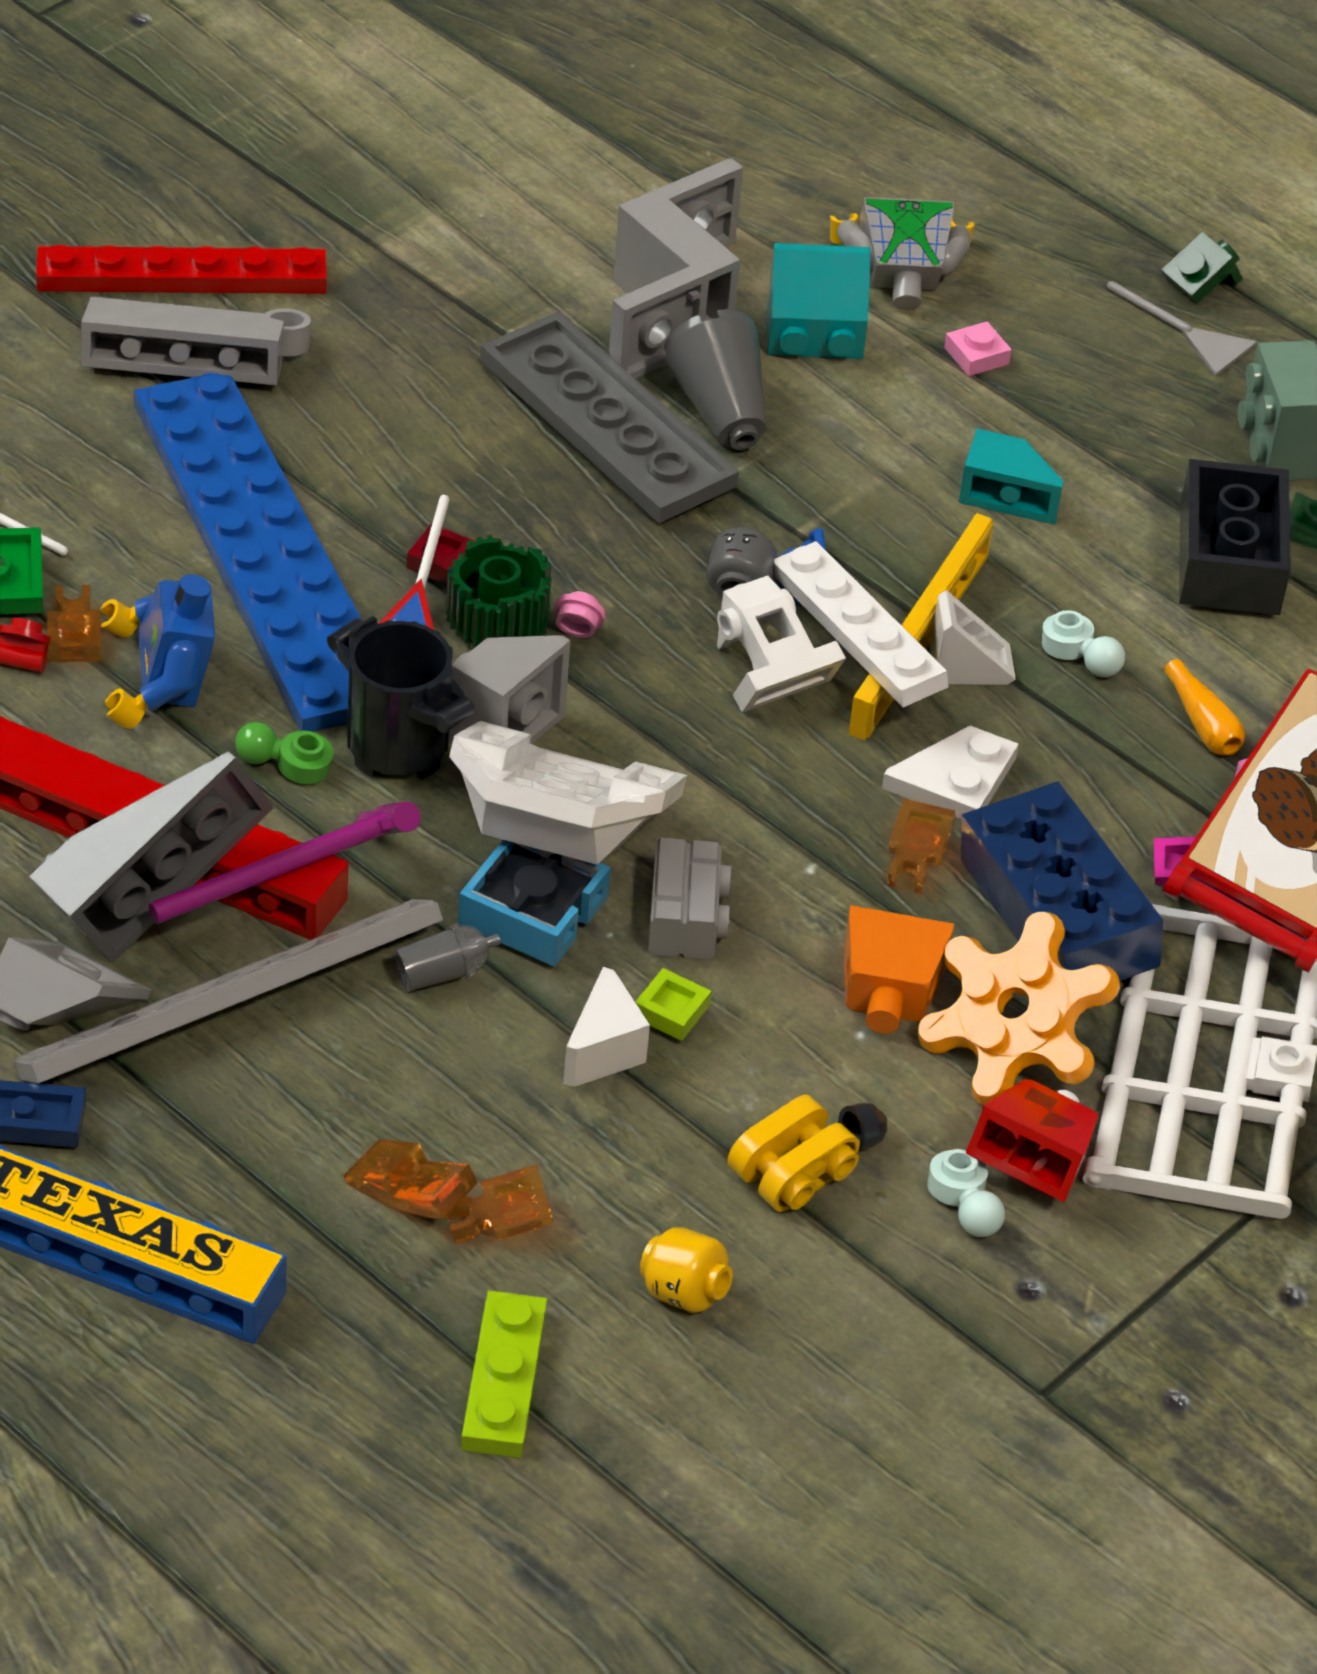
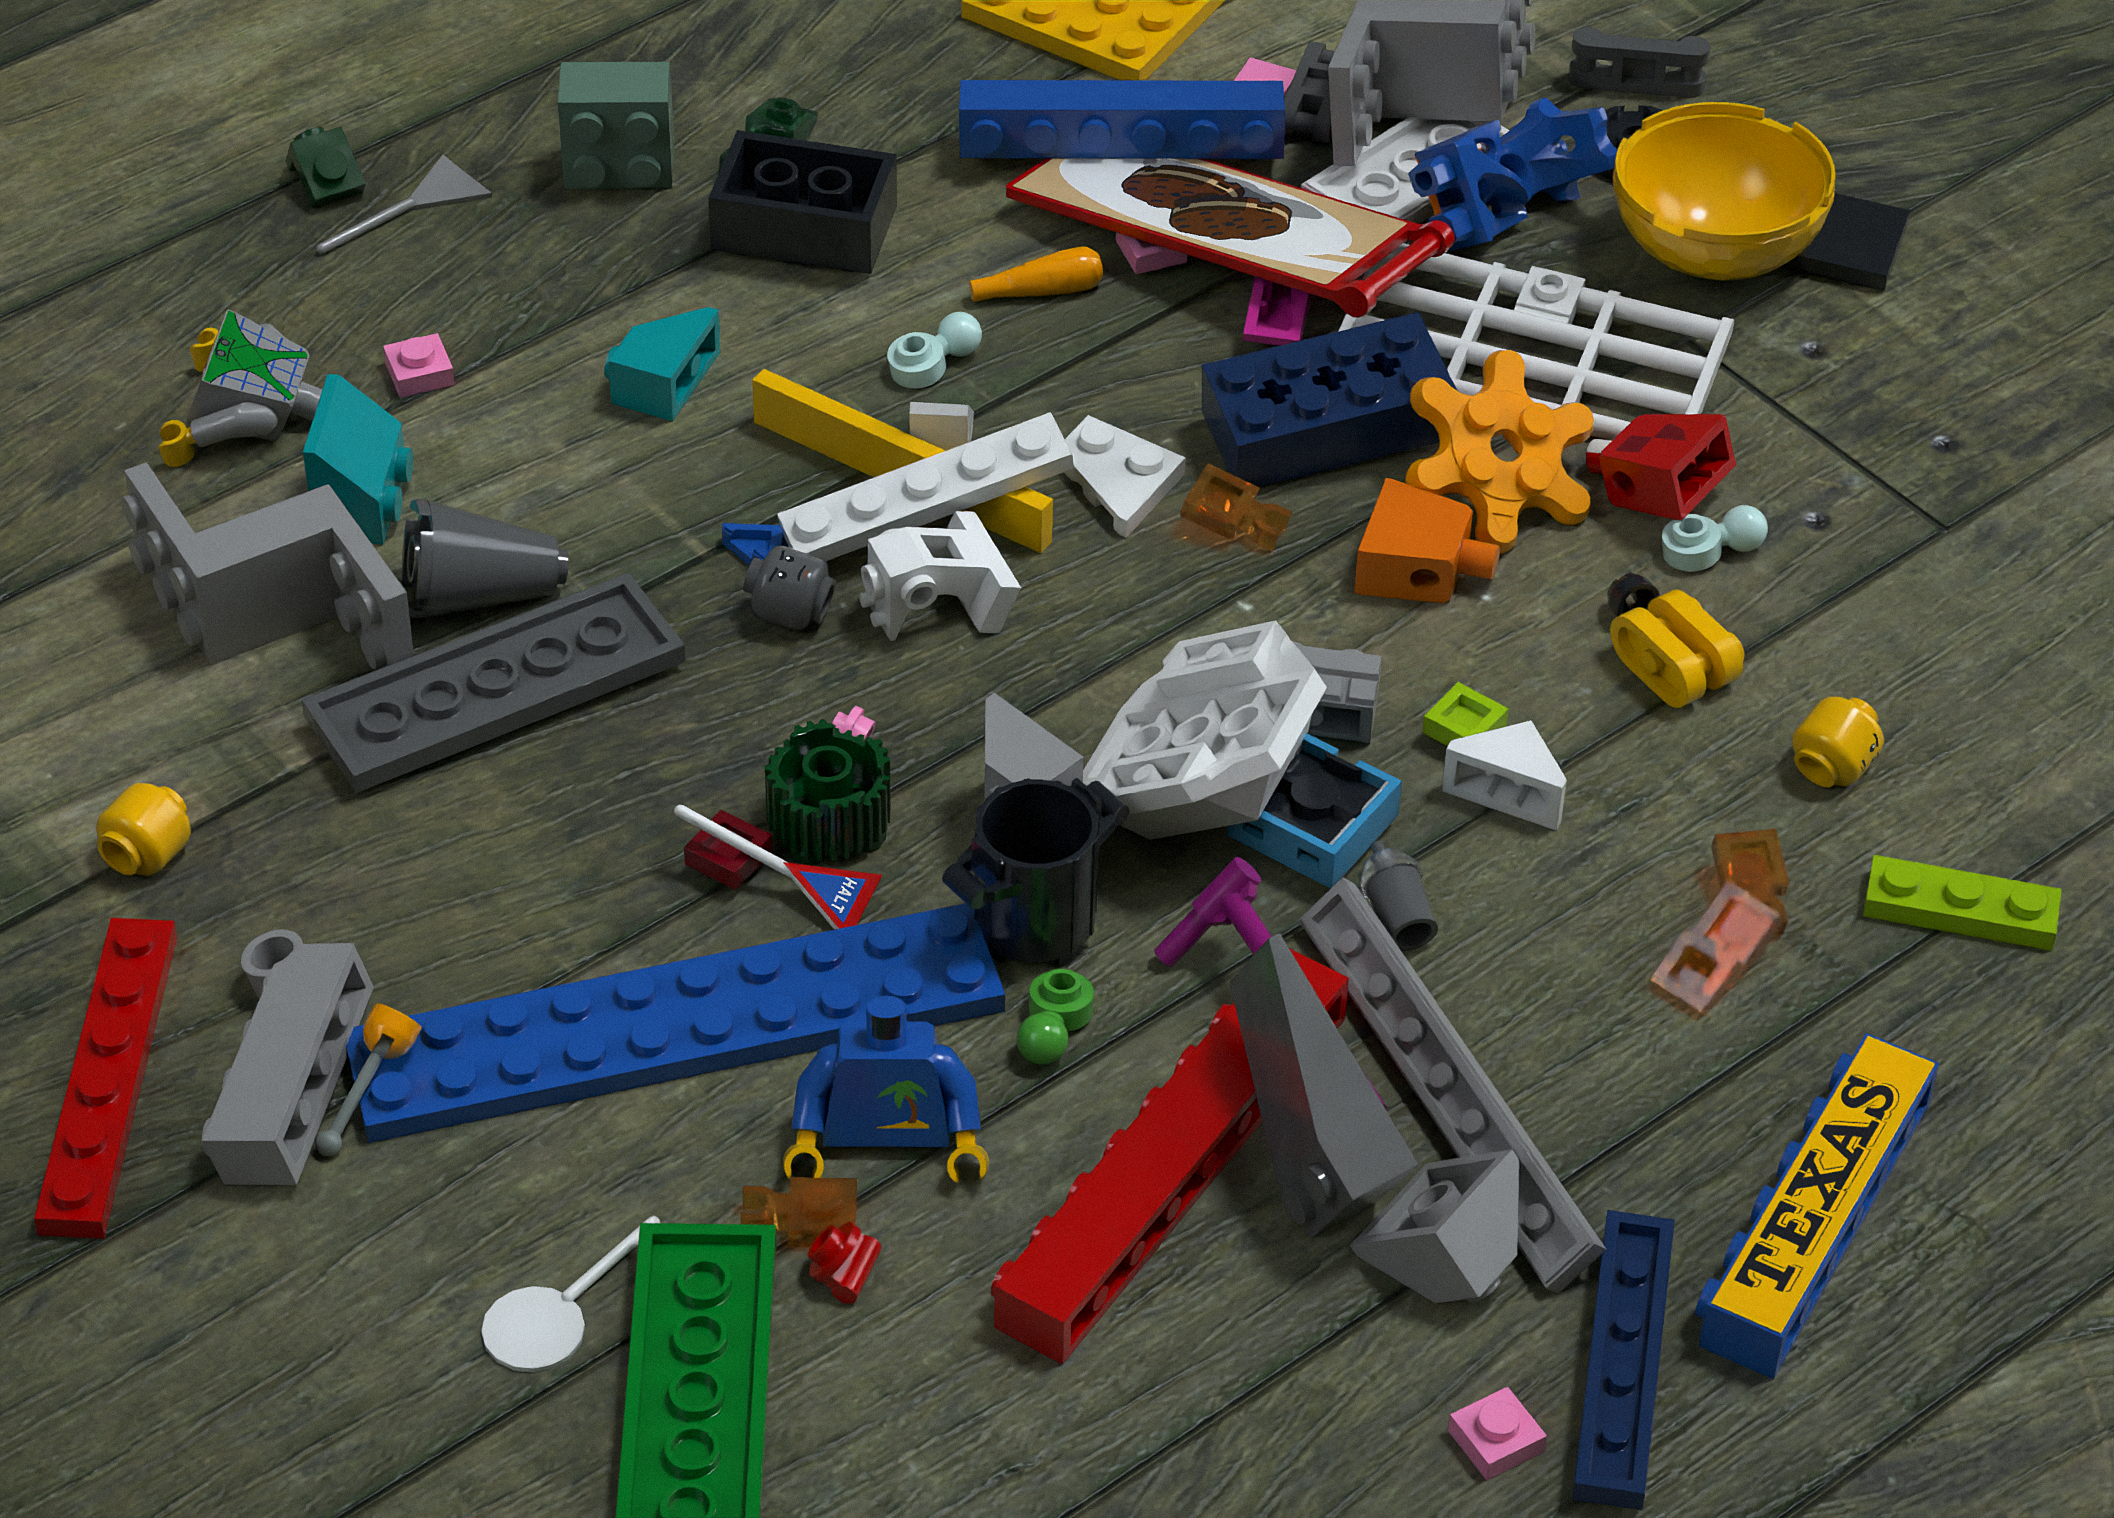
camera: 80 degrees left, 0 degrees up
(202, 376) = (387, 1036): none -> hinge
(411, 250) = (142, 829): none -> yellow head

